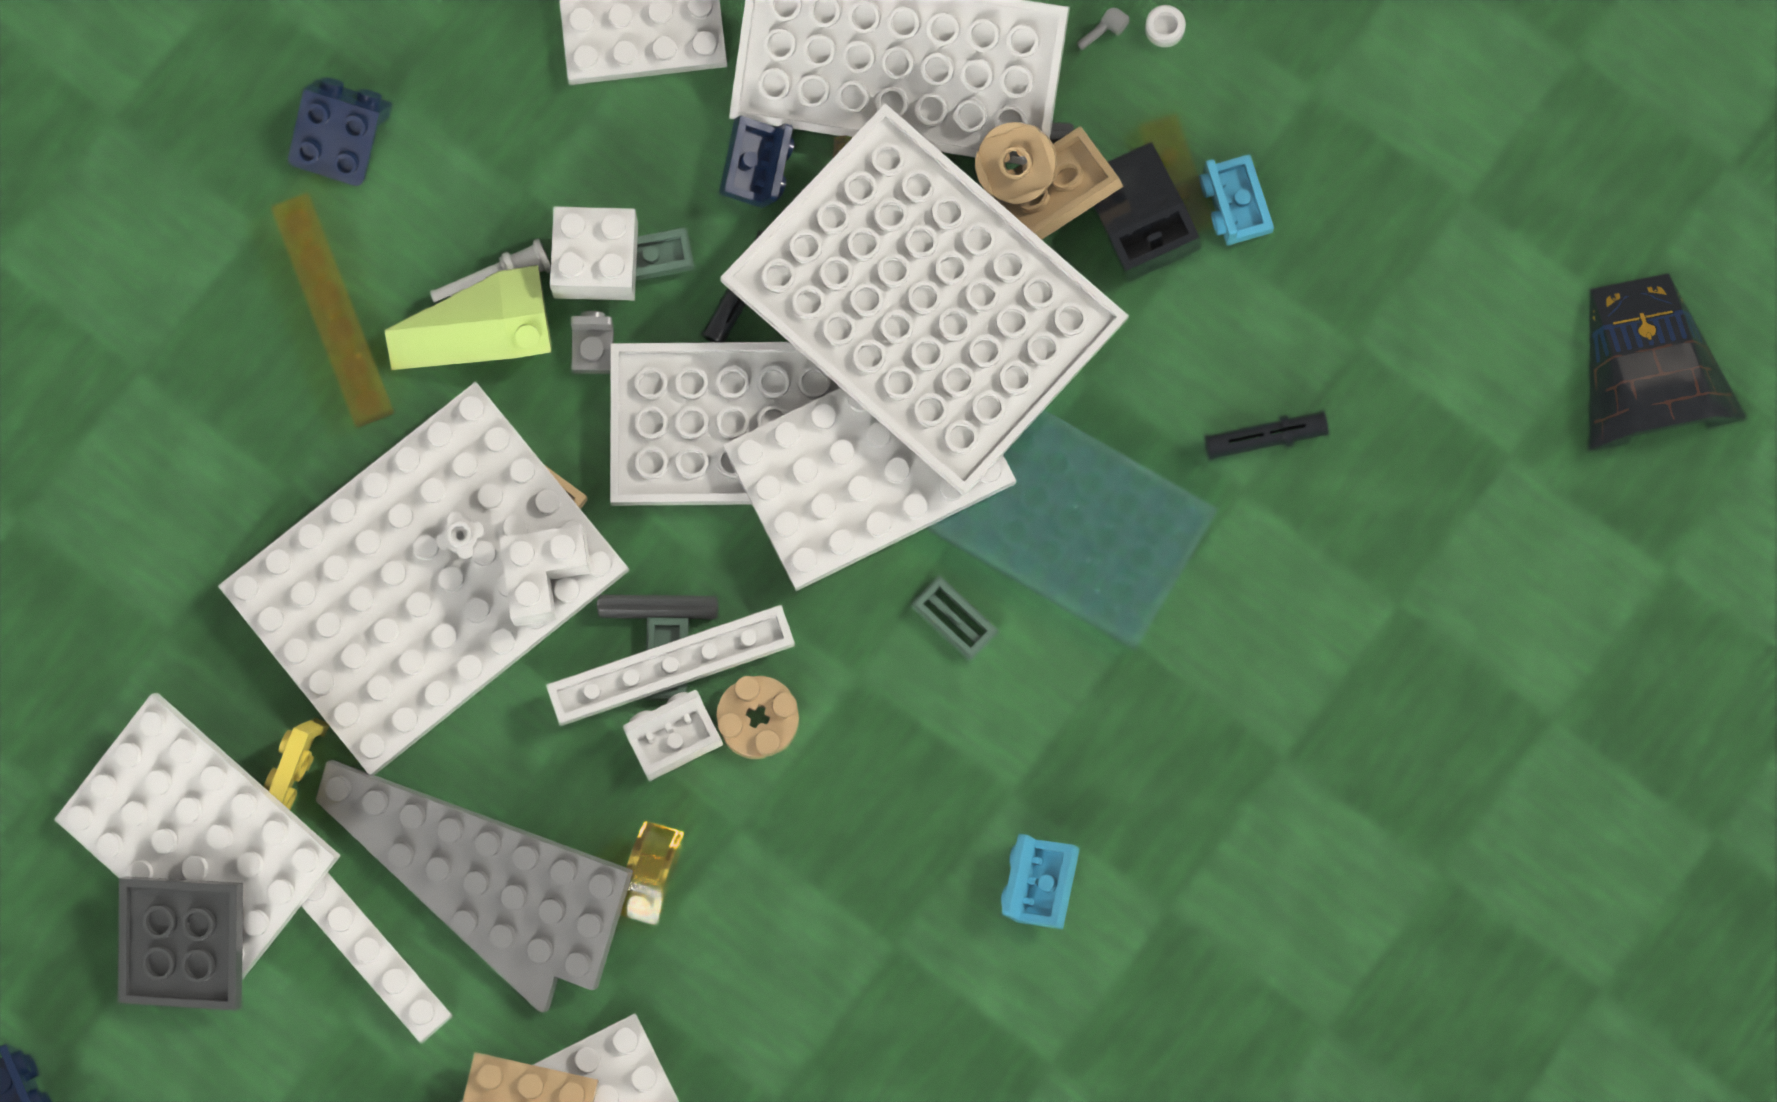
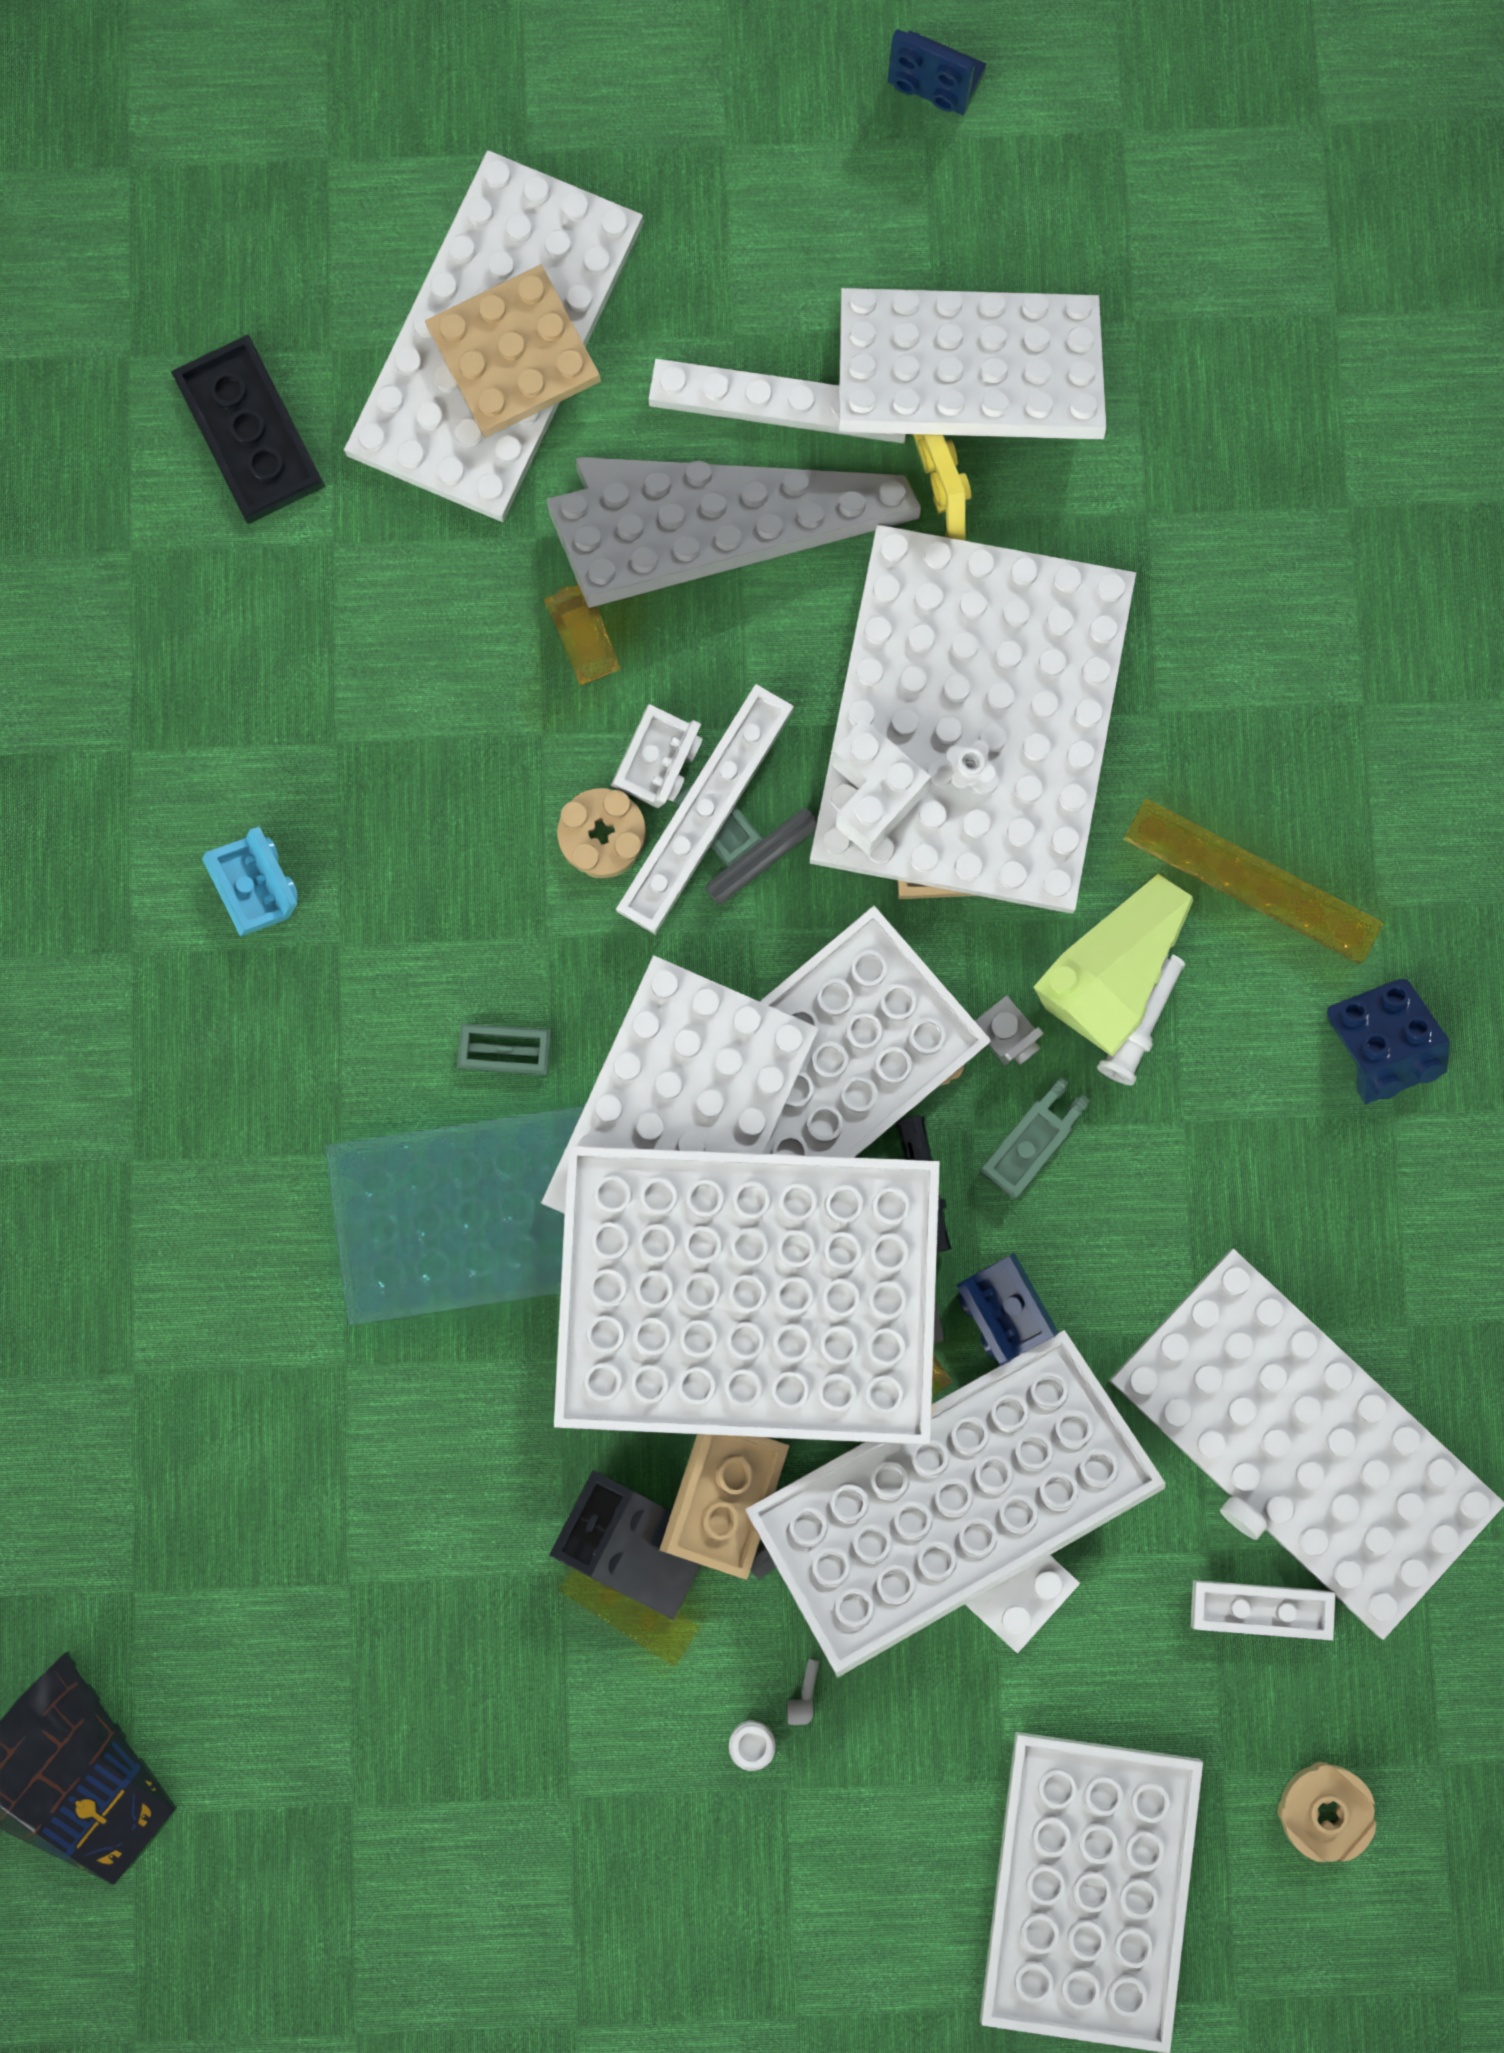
camera: 140 degrees right, 5 degrees up
(180, 943) = (909, 272): dark grey plate -> none
(594, 253) = (1072, 1102): white brick -> none
(1027, 142) = (764, 1465): tan plate -> none
(1237, 199) = (555, 1628): medium azure bracket -> none
(1310, 426) = (349, 1443): black pin -> none

